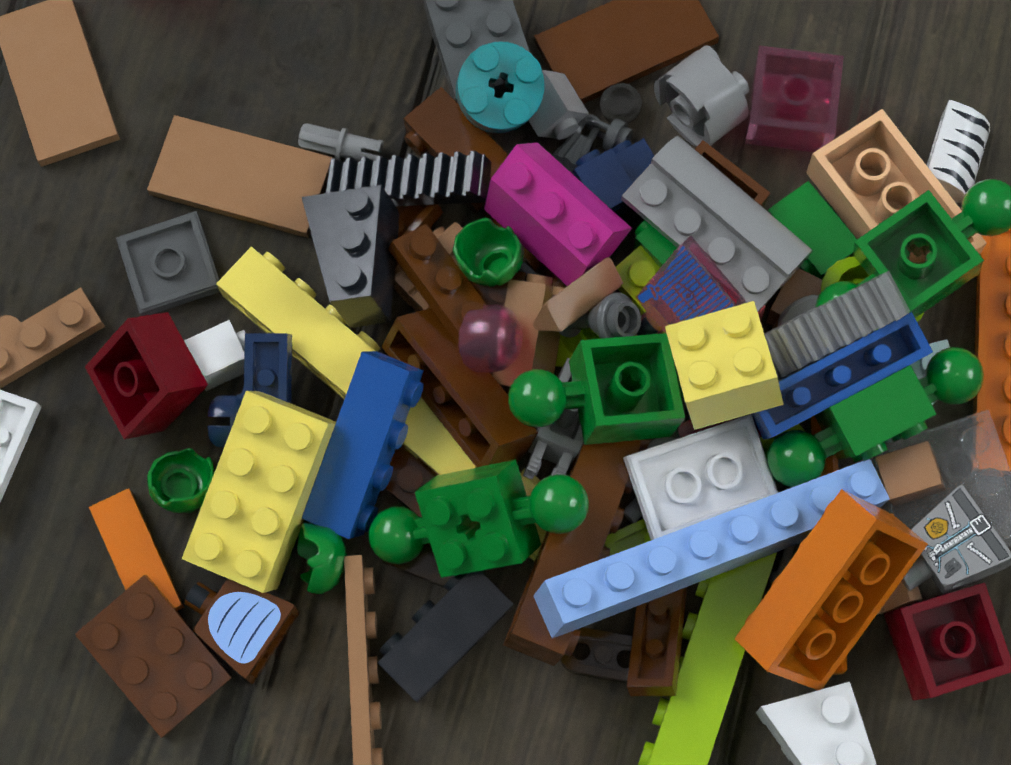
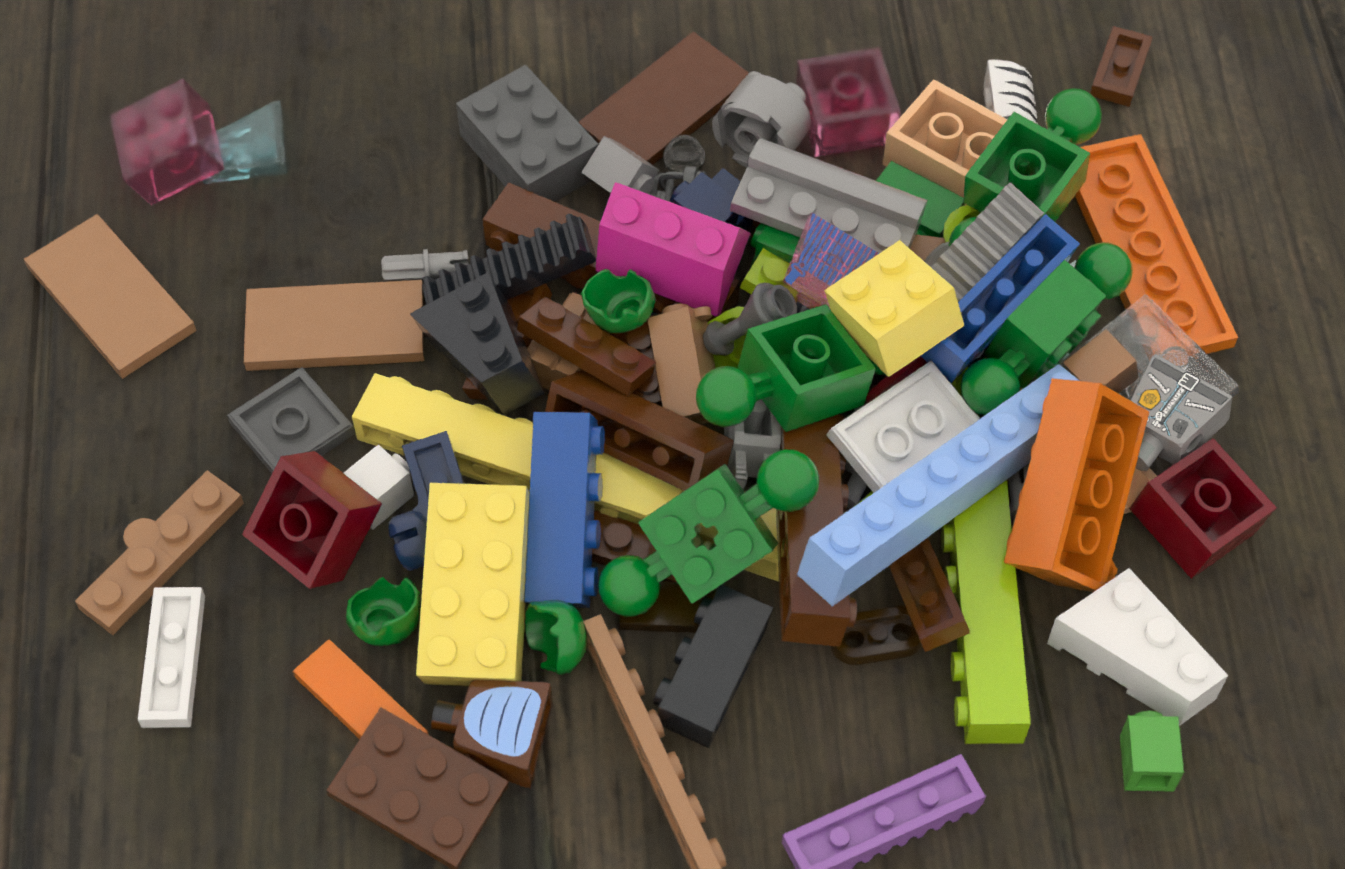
camera: 25 degrees left, 15 degrees down
(490, 339) = (654, 369): clear pink hair -> none
(521, 75) = (565, 134): teal brick -> none
(578, 297) = (724, 304): medium nougat slope -> none

